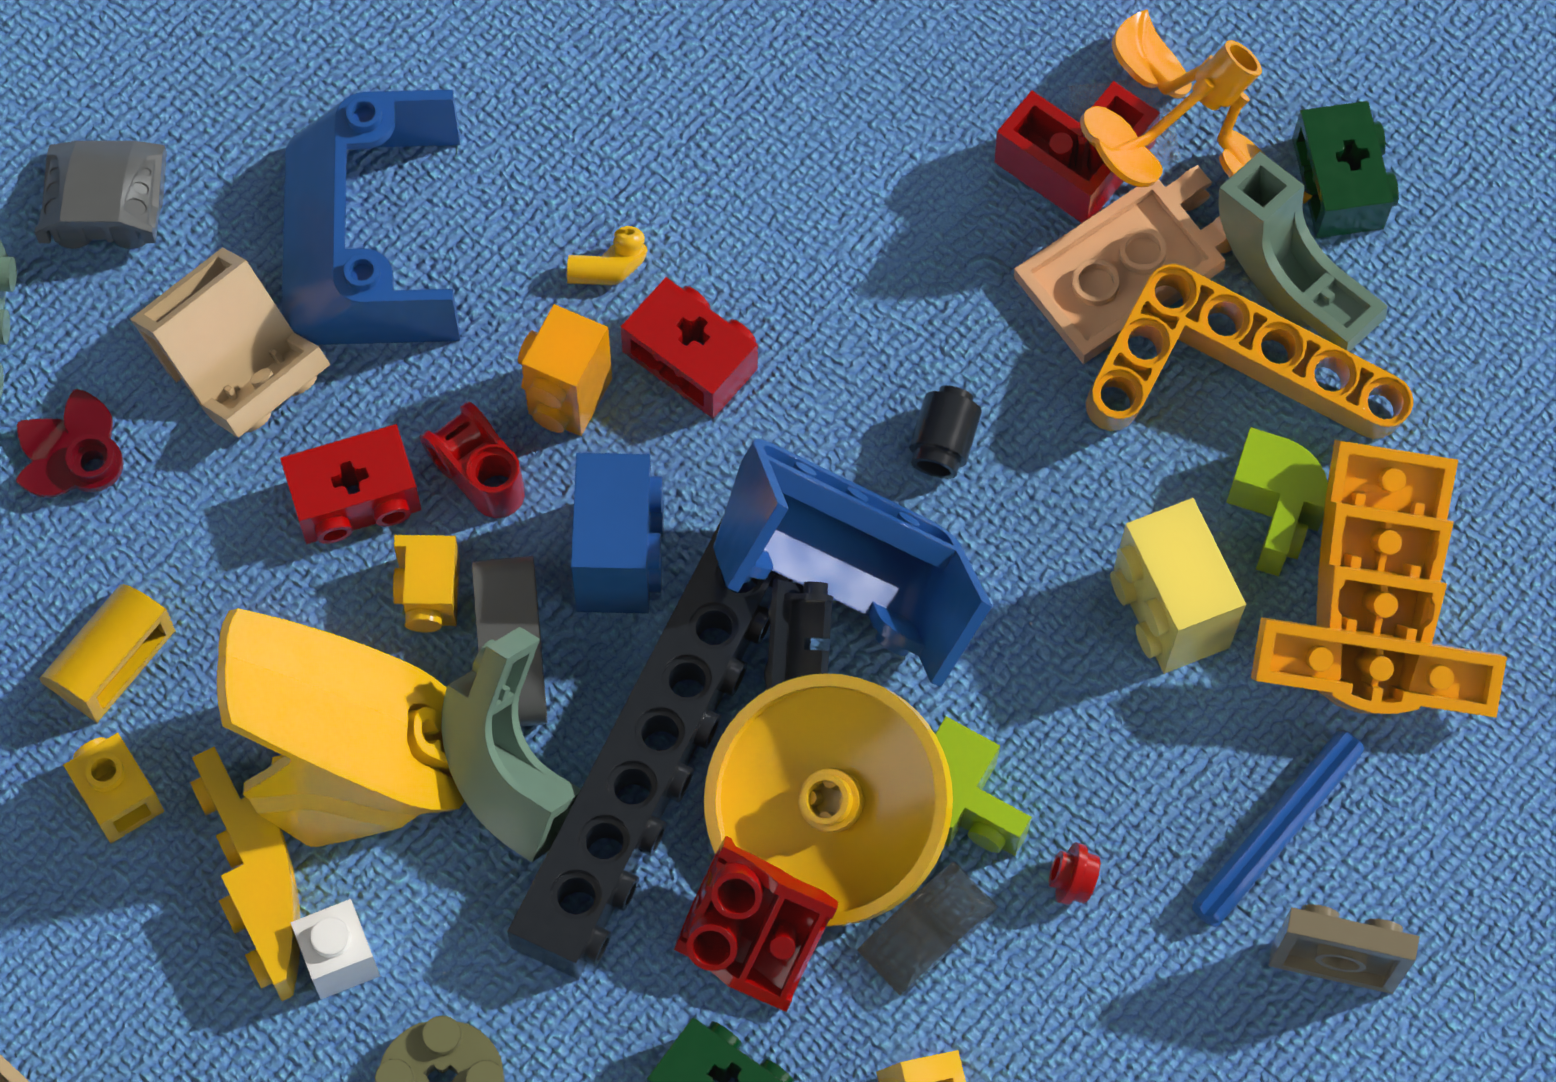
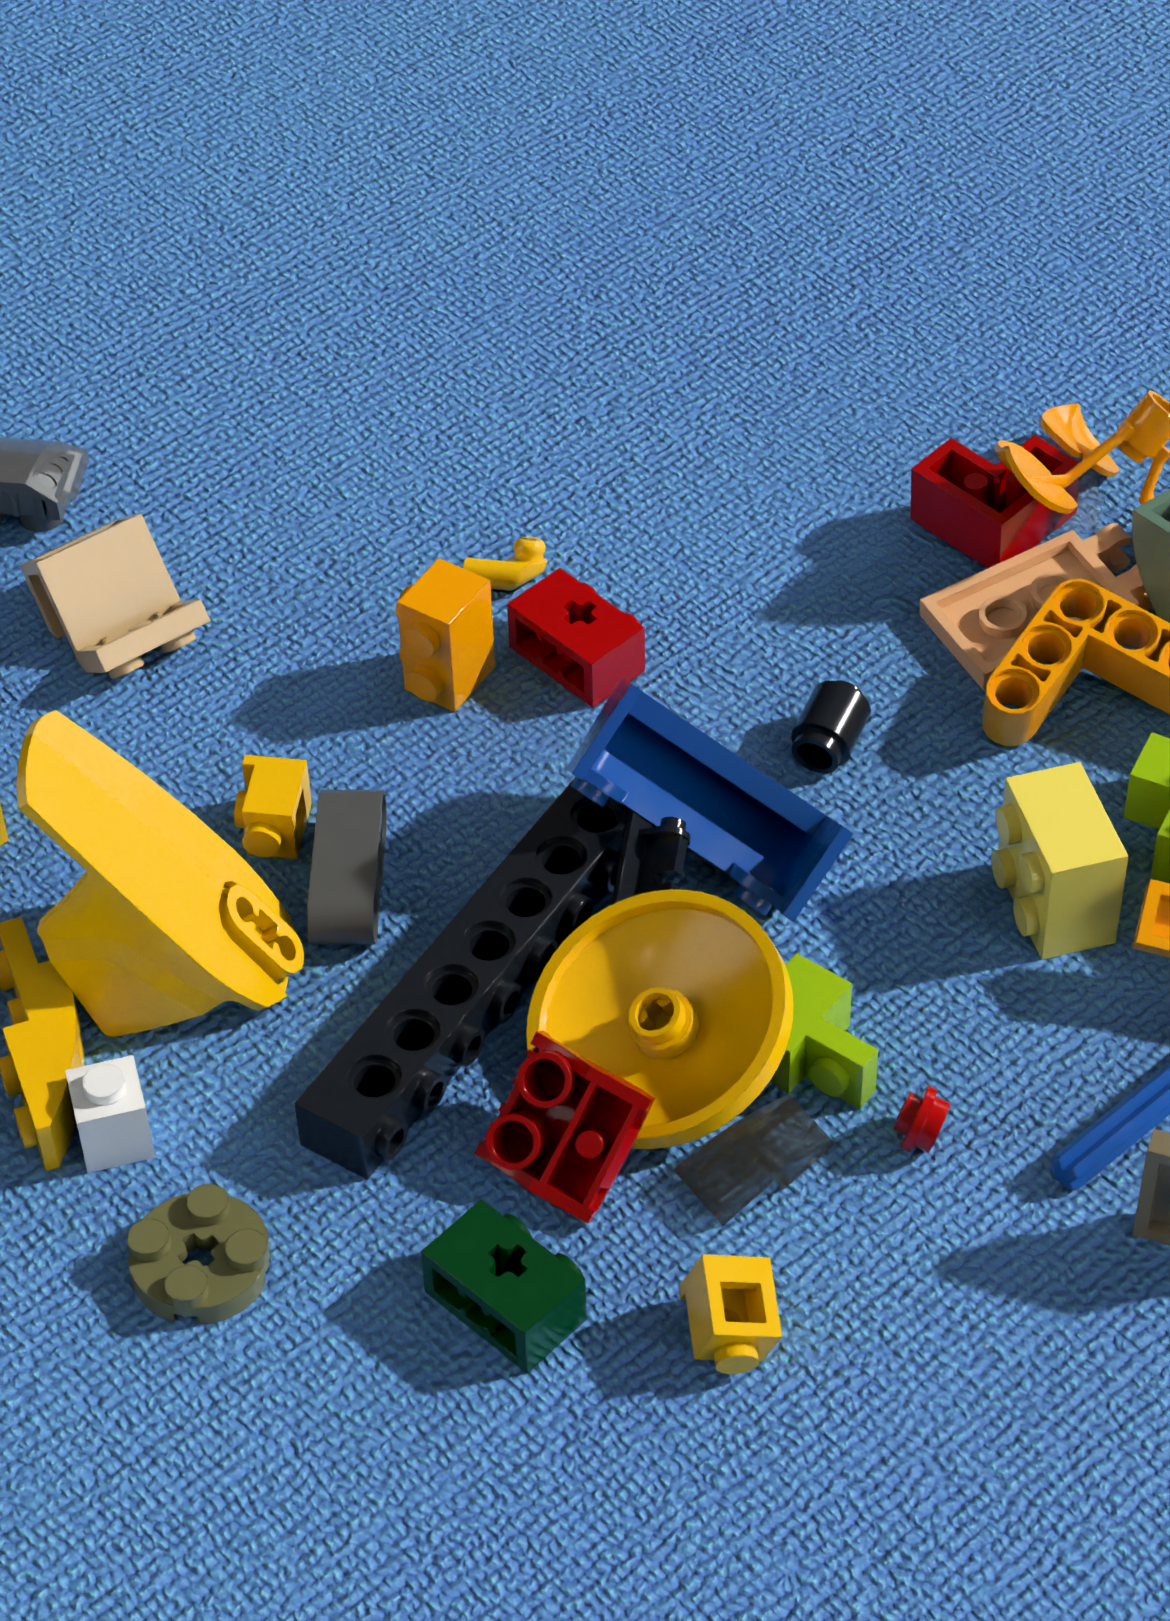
camera: 10 degrees right, 20 degrees down
(350, 293) = (238, 554): blue windscreen -> none
(371, 461) = (210, 721): red brick -> none
(470, 454) = (343, 716): red piece -> none
(489, 756) = (305, 936): sand green arch -> none
(616, 533) = (471, 770): blue brick -> none

